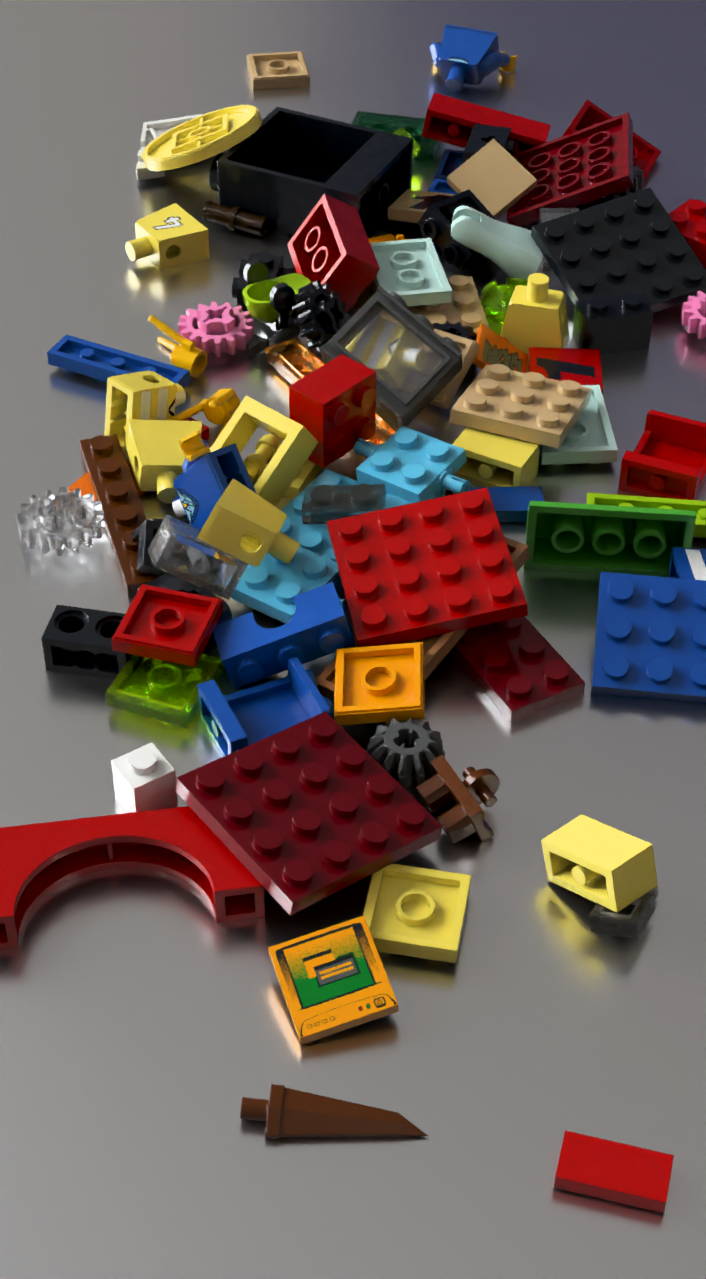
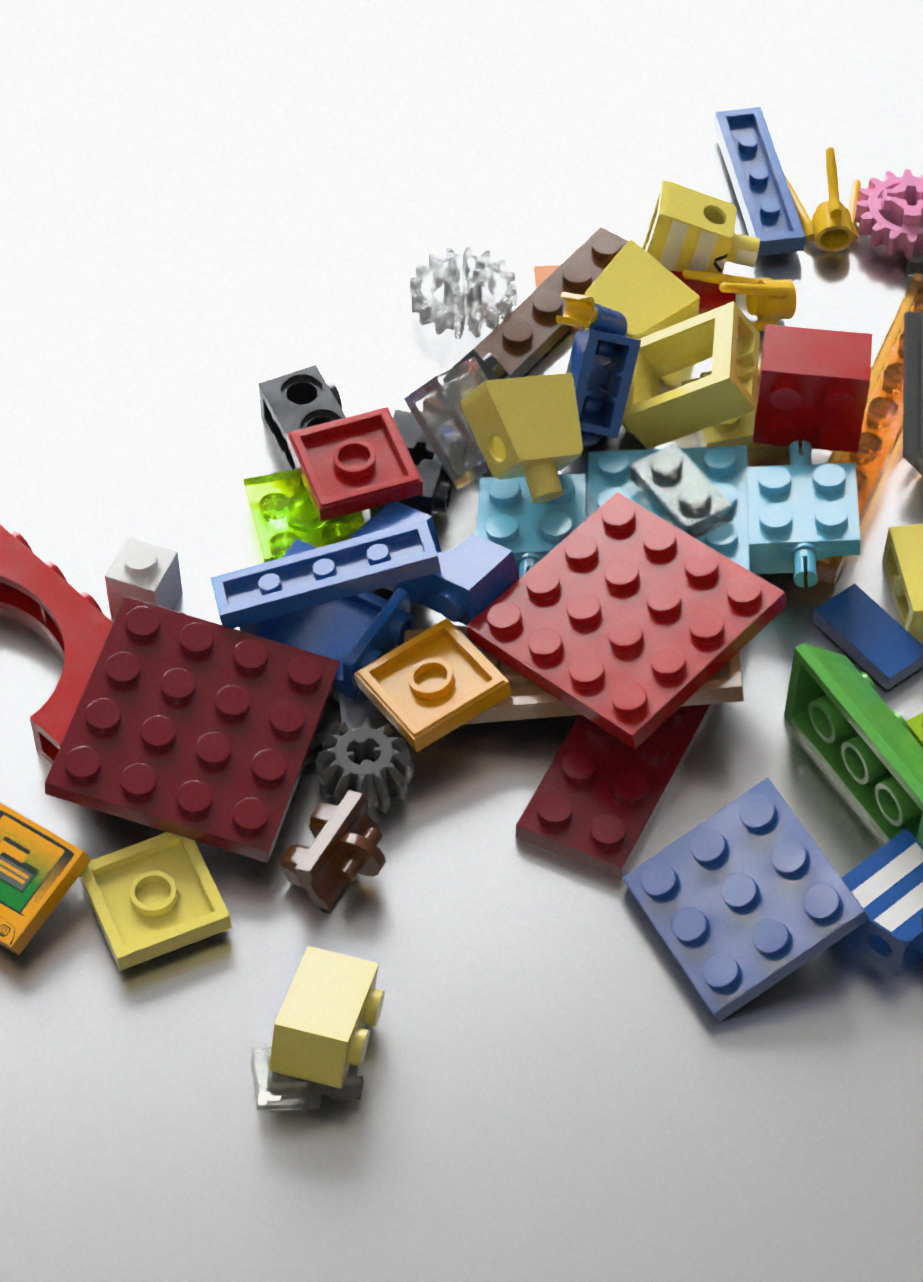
camera: 55 degrees right, 10 degrees up
(259, 675) = (325, 574): none -> blue plate

